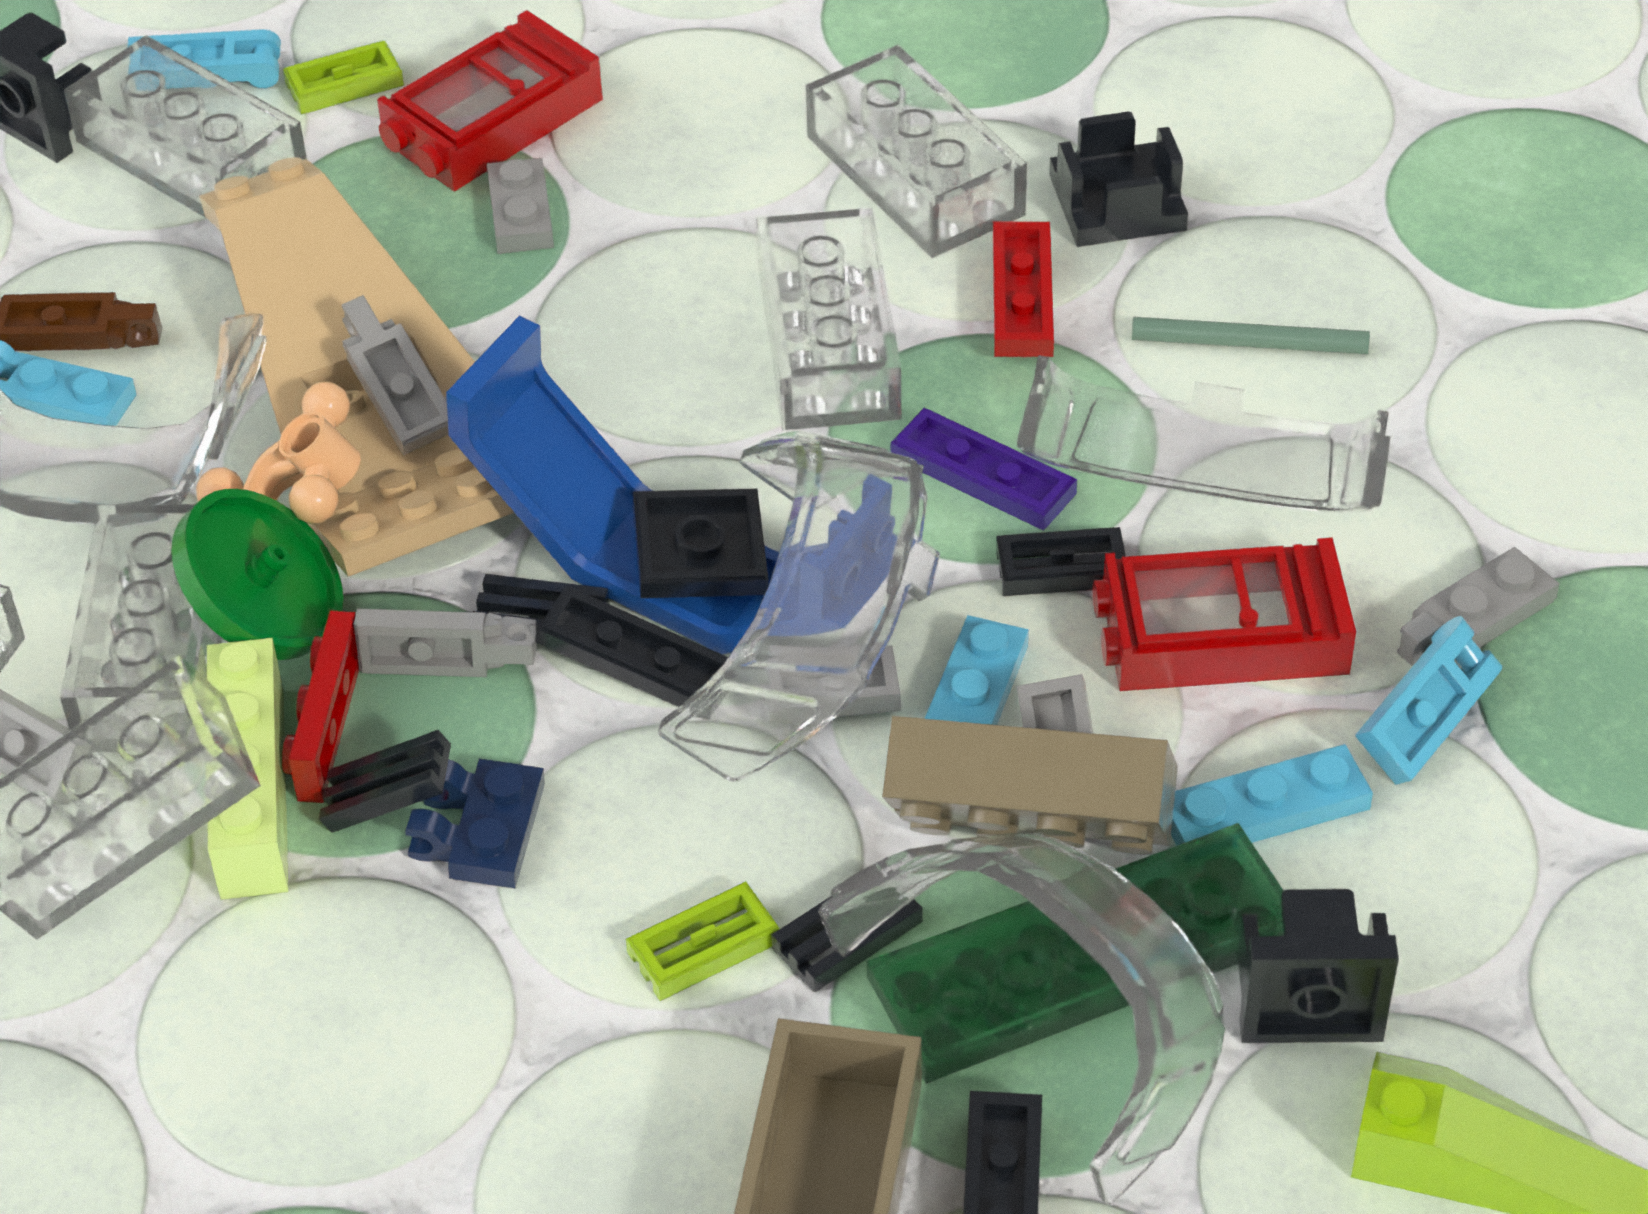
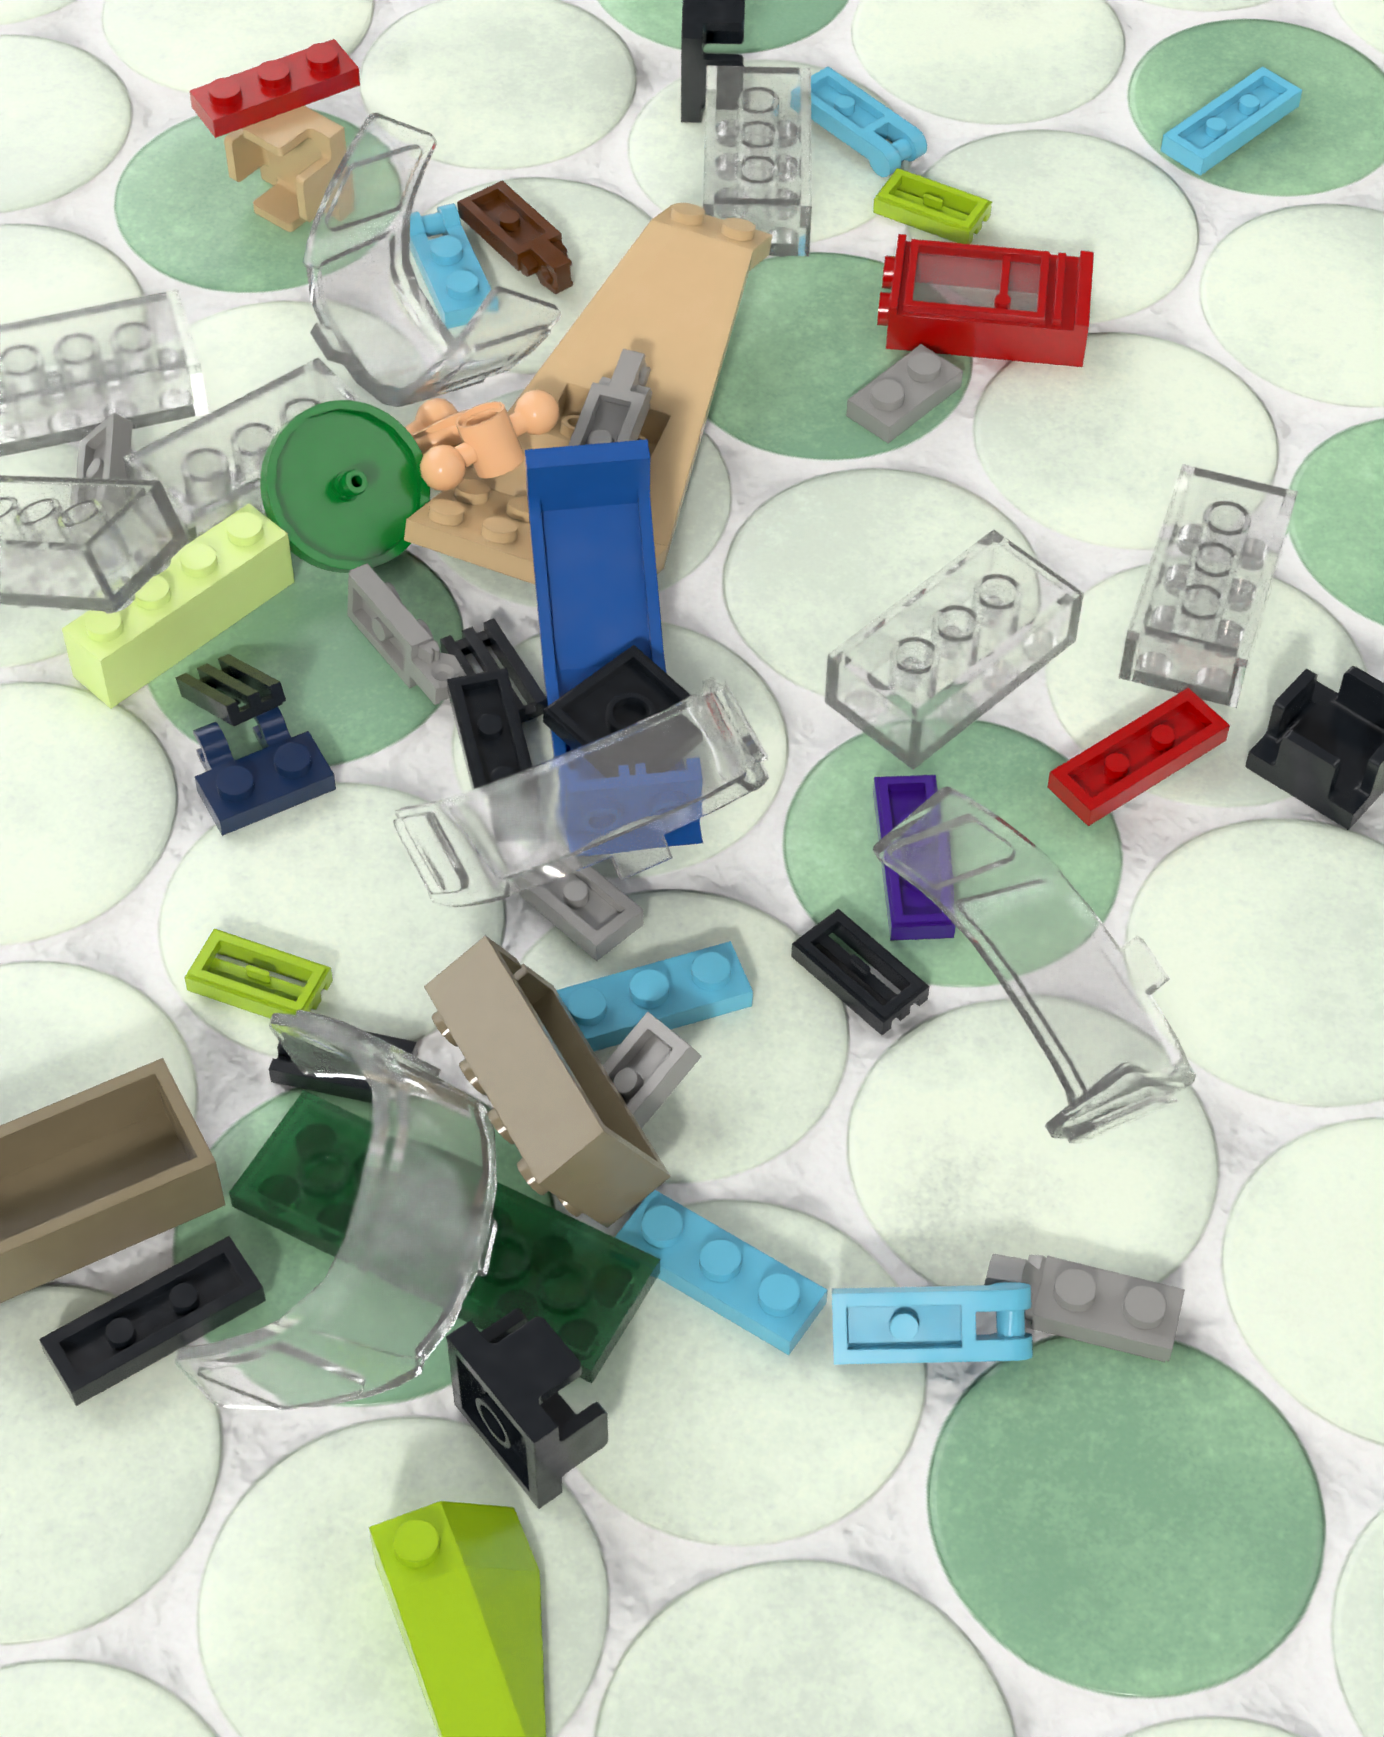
camera: 50 degrees right, 5 degrees up
(322, 708) = (275, 612): red plate -> none
(1225, 616) = (890, 1116): red door -> none
(1251, 335) = (1259, 950): sand green bar -> none

